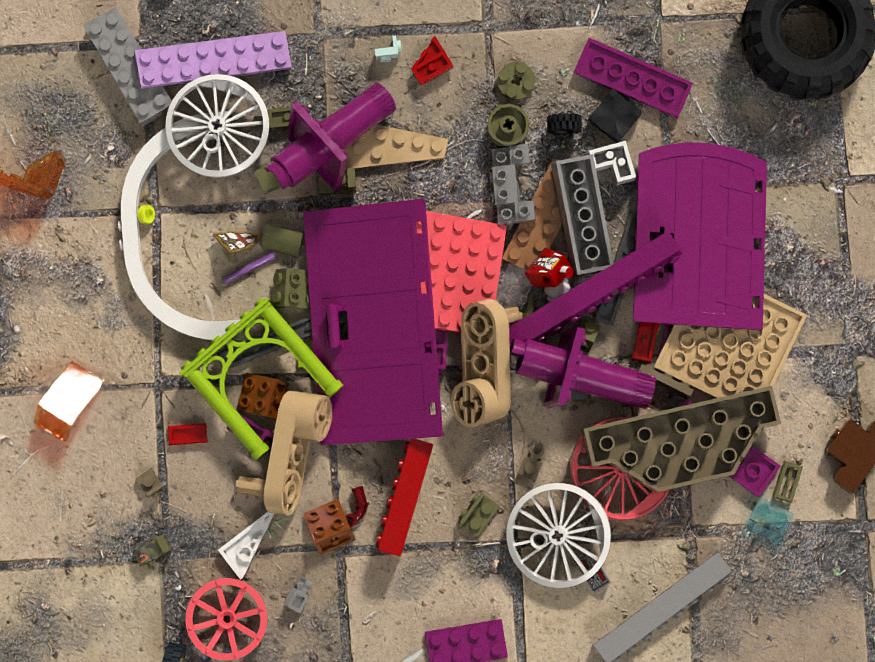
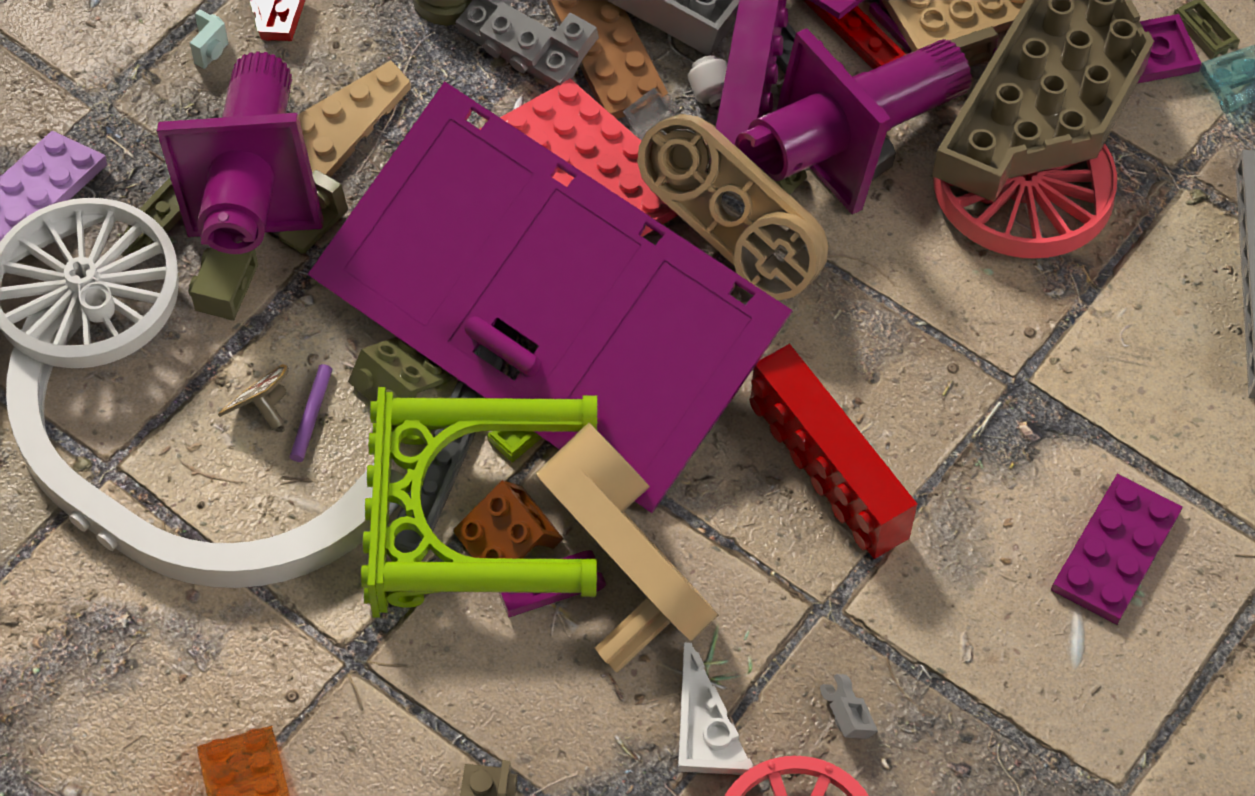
camera: 50 degrees left, 25 degrees down
(146, 214) = (100, 476): neon yellow tile -> none
(187, 434) = (464, 676): red tile -> none
(282, 240) = (317, 339): olive brick -> none
(329, 526) = (783, 586): dark orange bracket -> none
(361, 505) = (790, 527): dark red piece -> none
(479, 514) = (936, 393): olive bracket -> none
(531, 466) = (922, 285): dark tan plate -> none
(548, 269) = (679, 59): red torso -> none
(599, 579) = (1140, 316): slope -> none
(601, 524) = (1089, 242): white piece -> none

